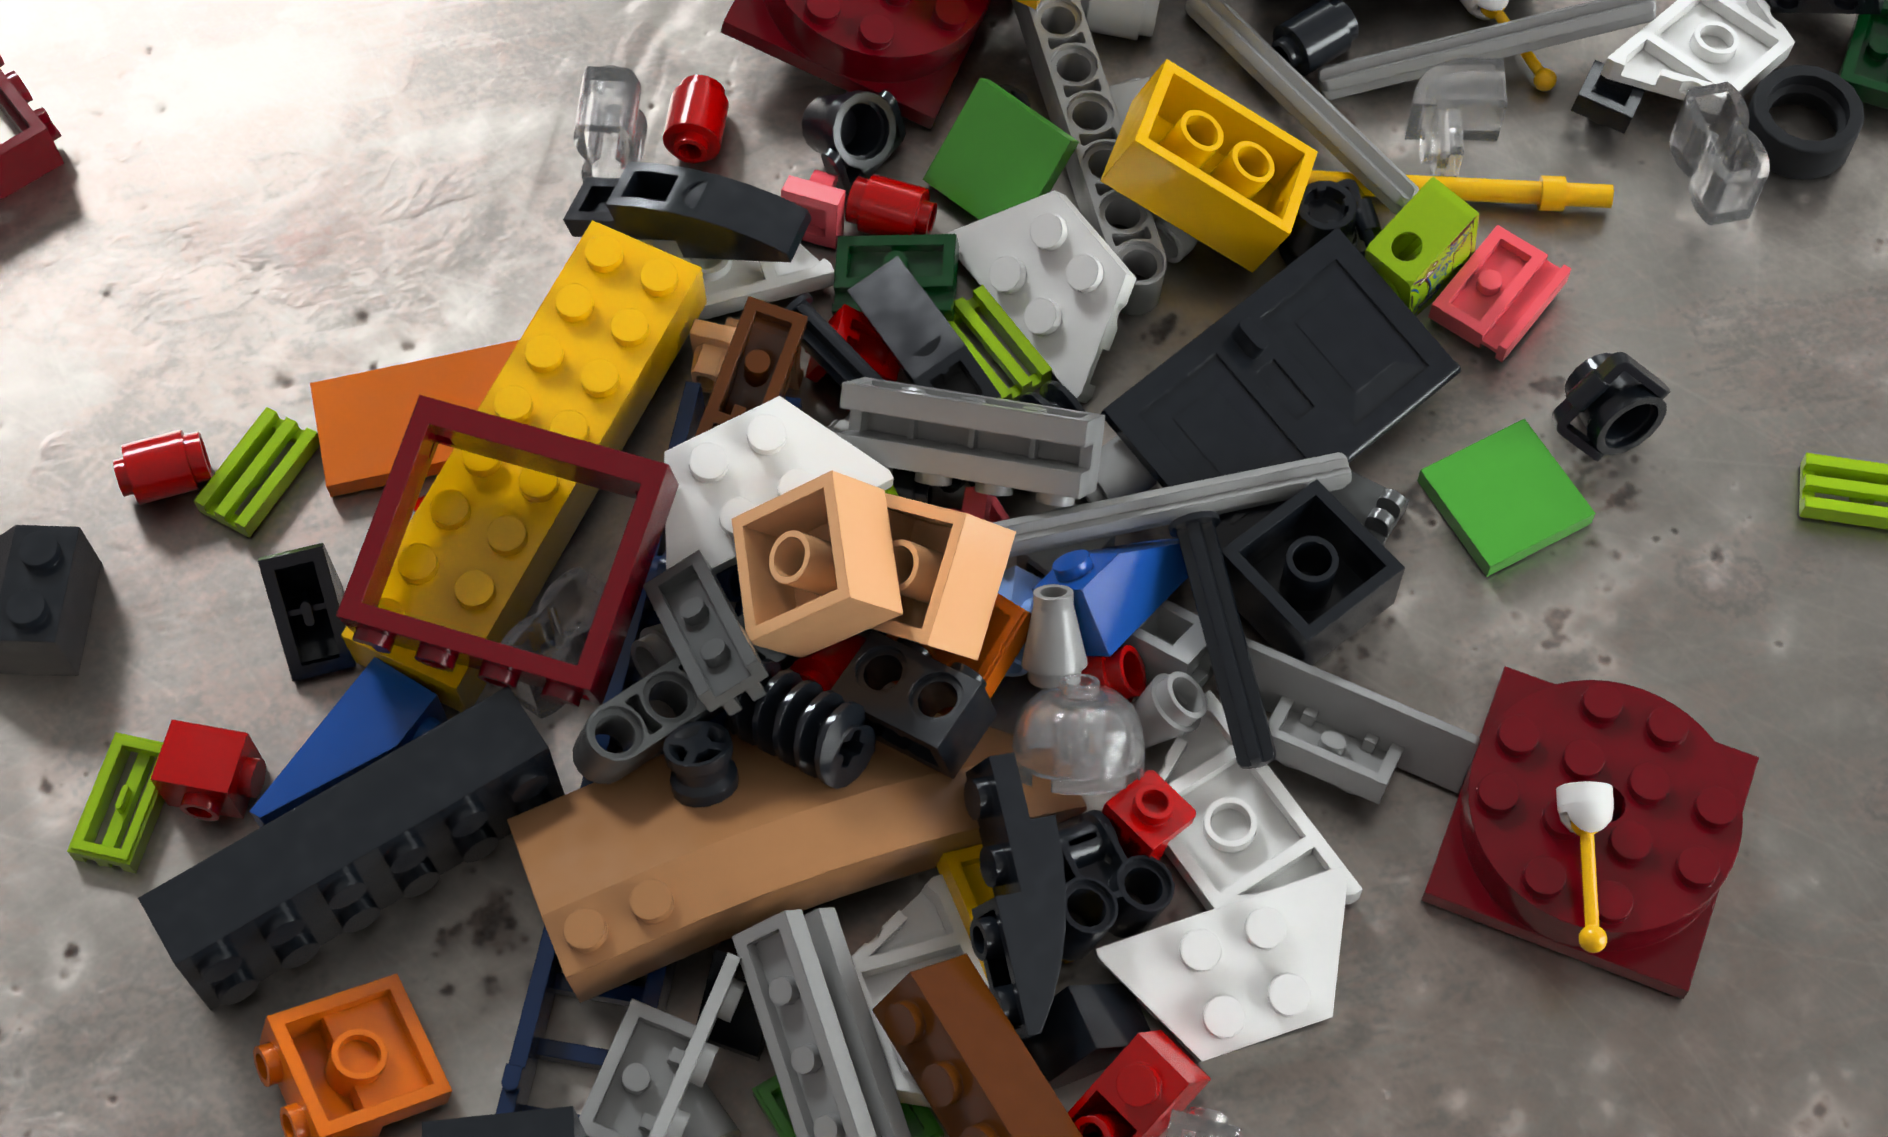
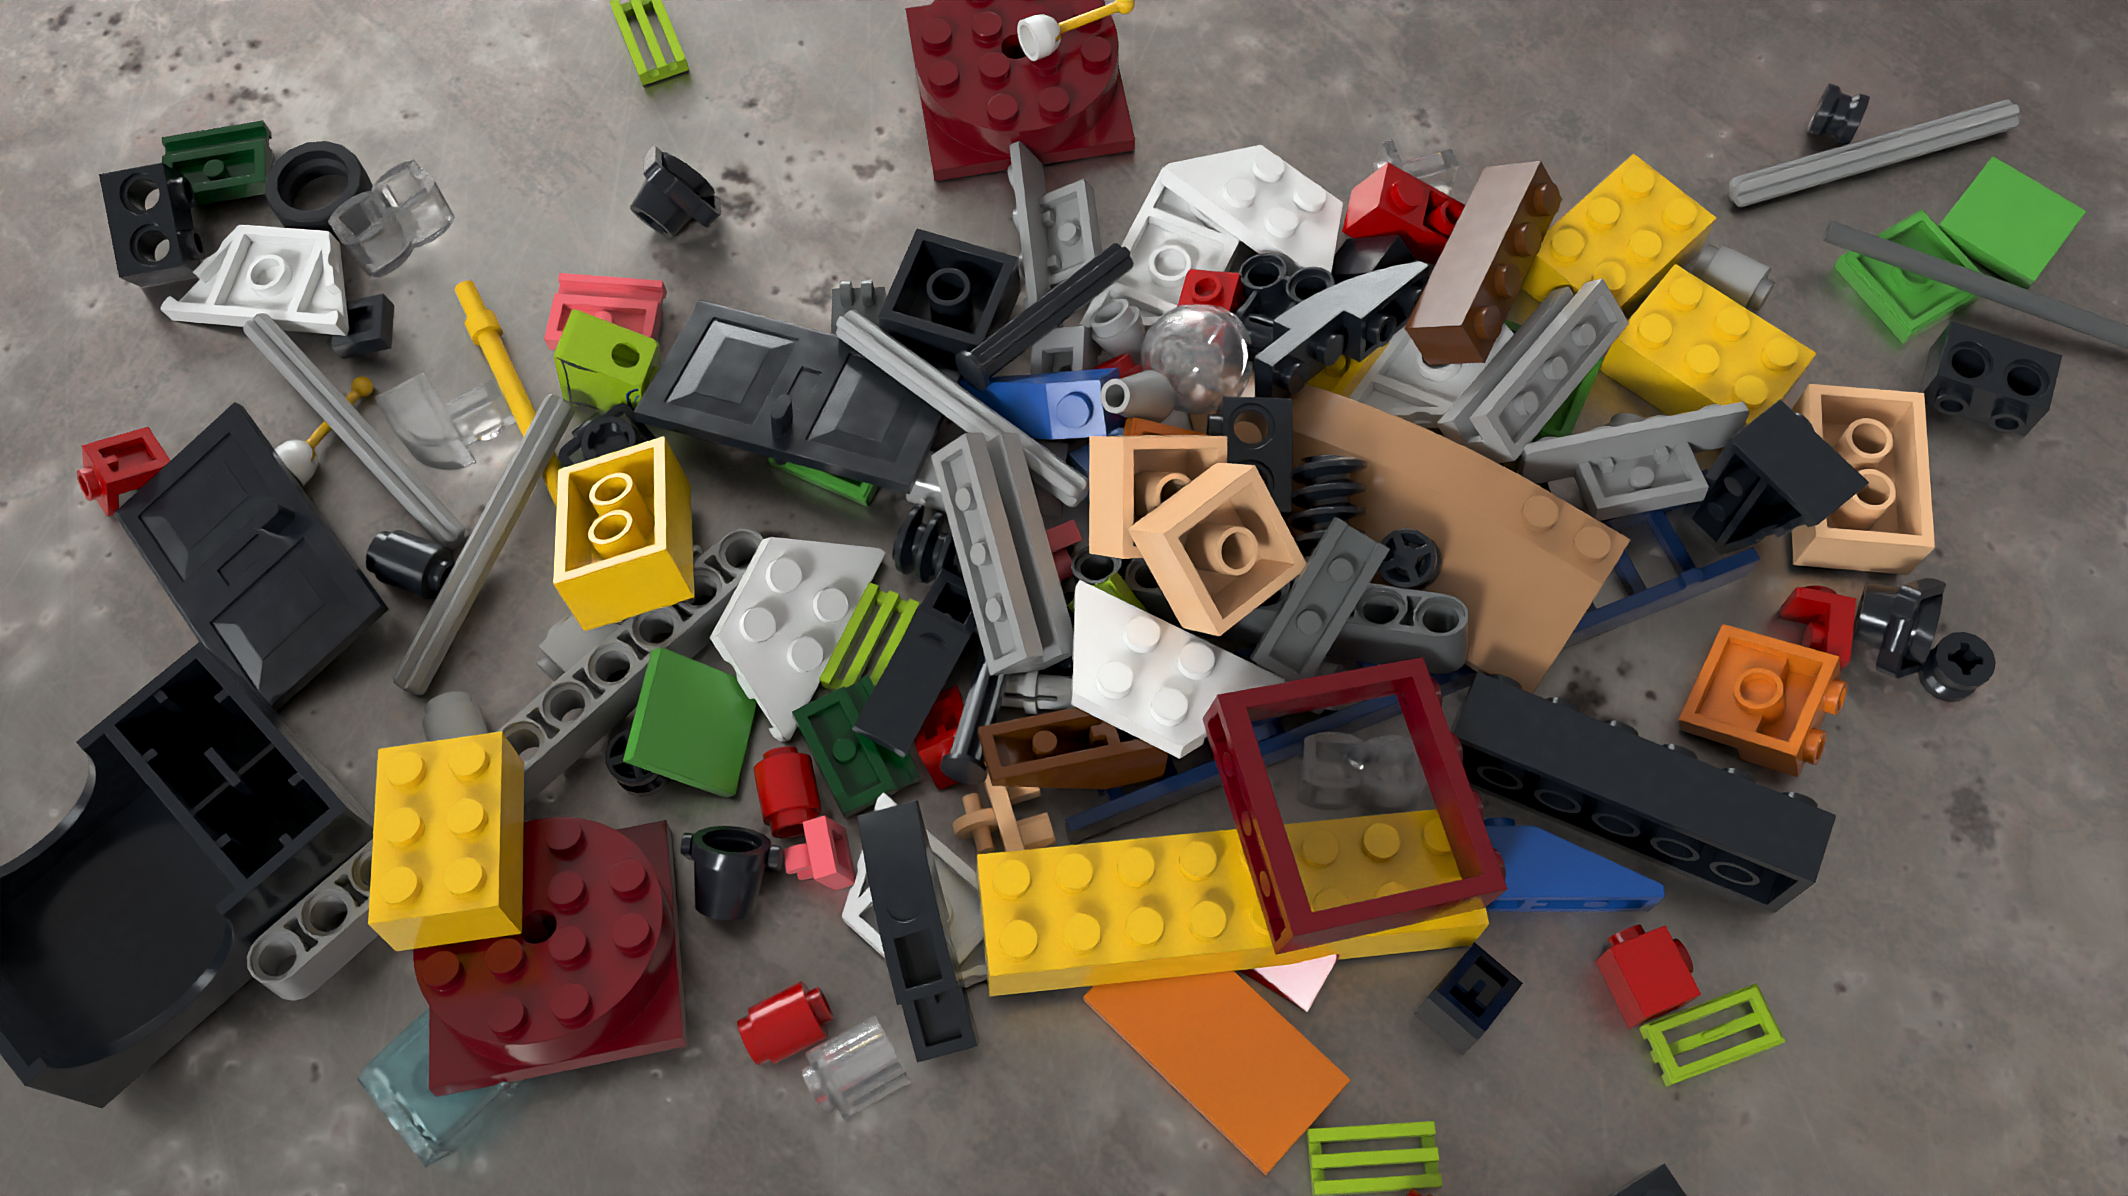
camera: 120 degrees left, 5 degrees up
(1505, 497) = (787, 236): bright green tile -> none

